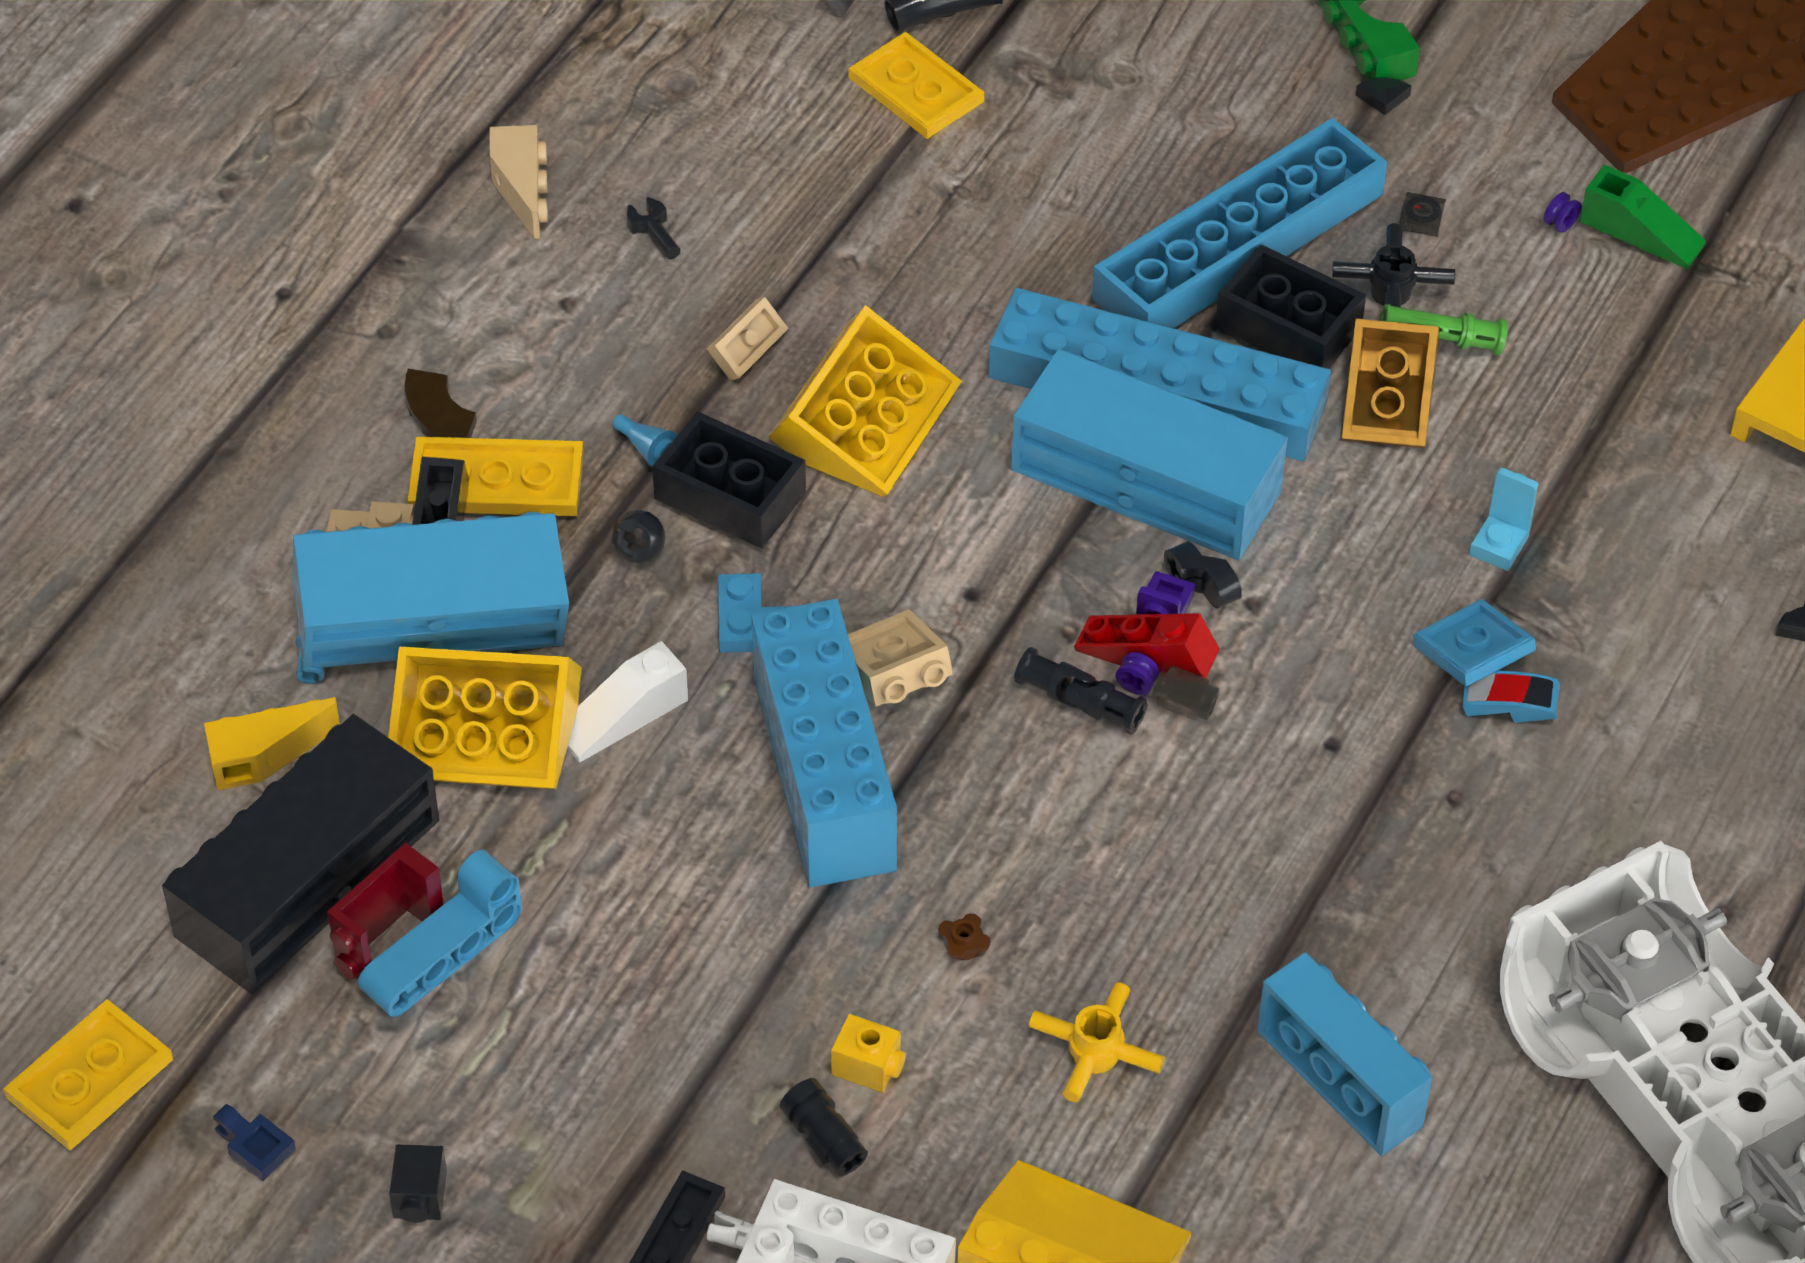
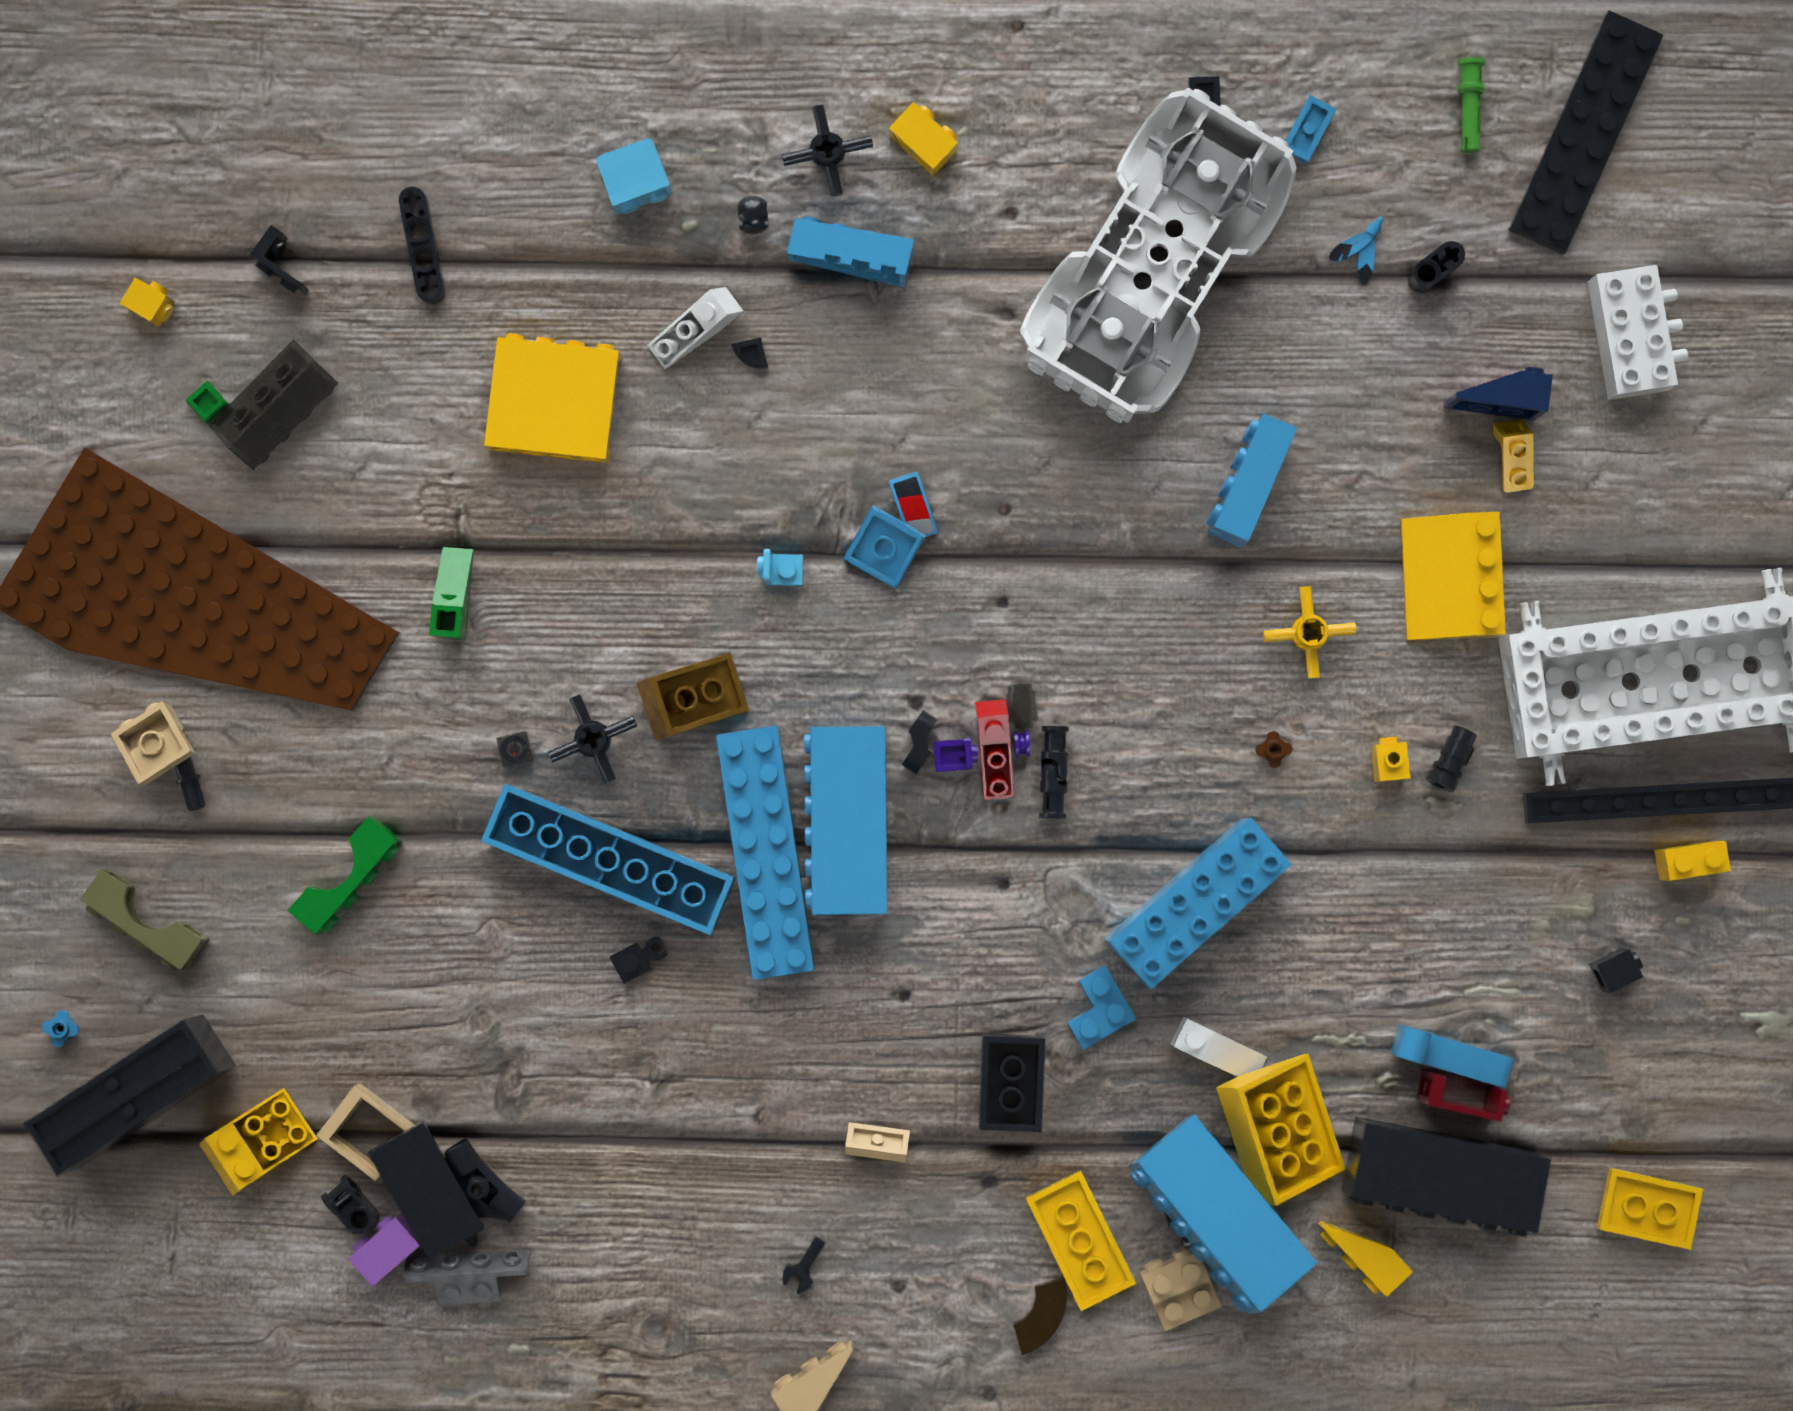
camera: 115 degrees left, 35 degrees up
(255, 1145) = (1641, 1079): dark blue plate -> none
(441, 490) = (1145, 1252): black brick -> none
(625, 539) = (1085, 1116): black piece -> none
(648, 440) = (998, 1155): dark azure cone -> none
(866, 405) = (893, 1031): yellow slope -> none
(899, 658) = (1093, 901): tan plate -> none
(916, 85) = (571, 1160): yellow tile -> none
(1106, 222) = (634, 961): none -> black plate
(1289, 309) = (666, 790): black brick -> none
(1383, 93) = (409, 828): black tile -> none
(1462, 330) = (621, 670): bright green pin -> none
(1562, 212) = (468, 653): dark purple bush -> none

